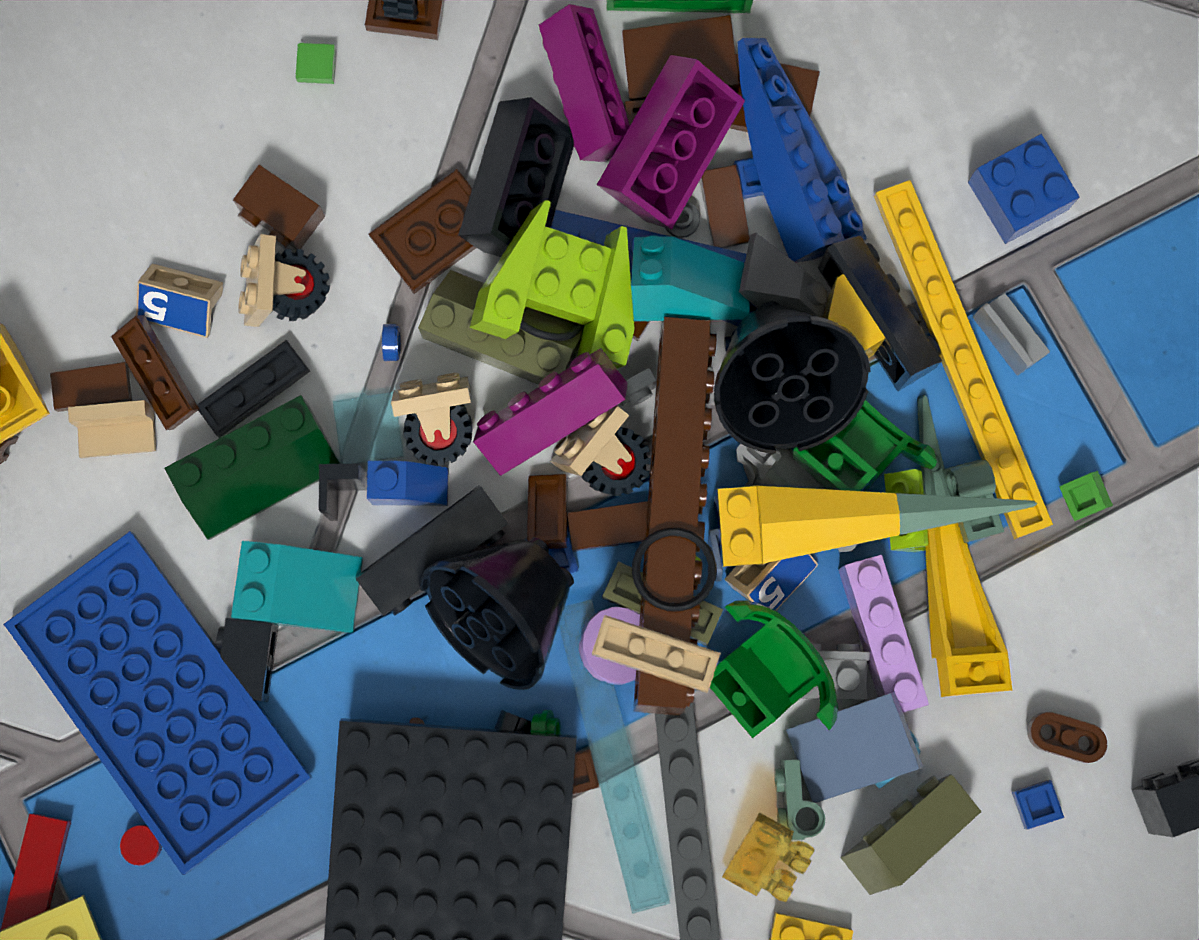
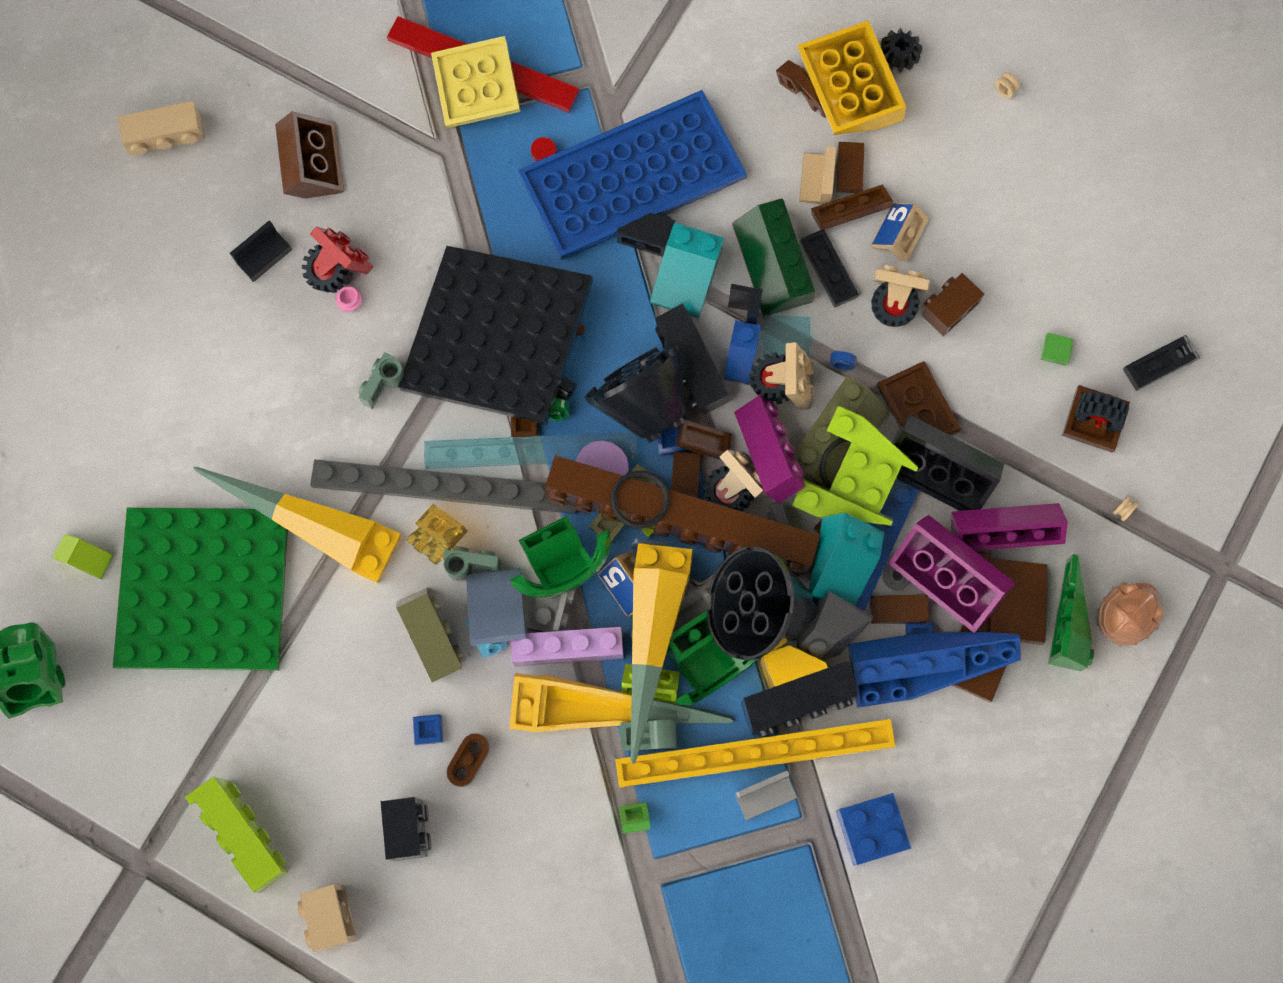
camera: 105 degrees right, 5 degrees down
(655, 654) = (585, 473): tan tile -> none

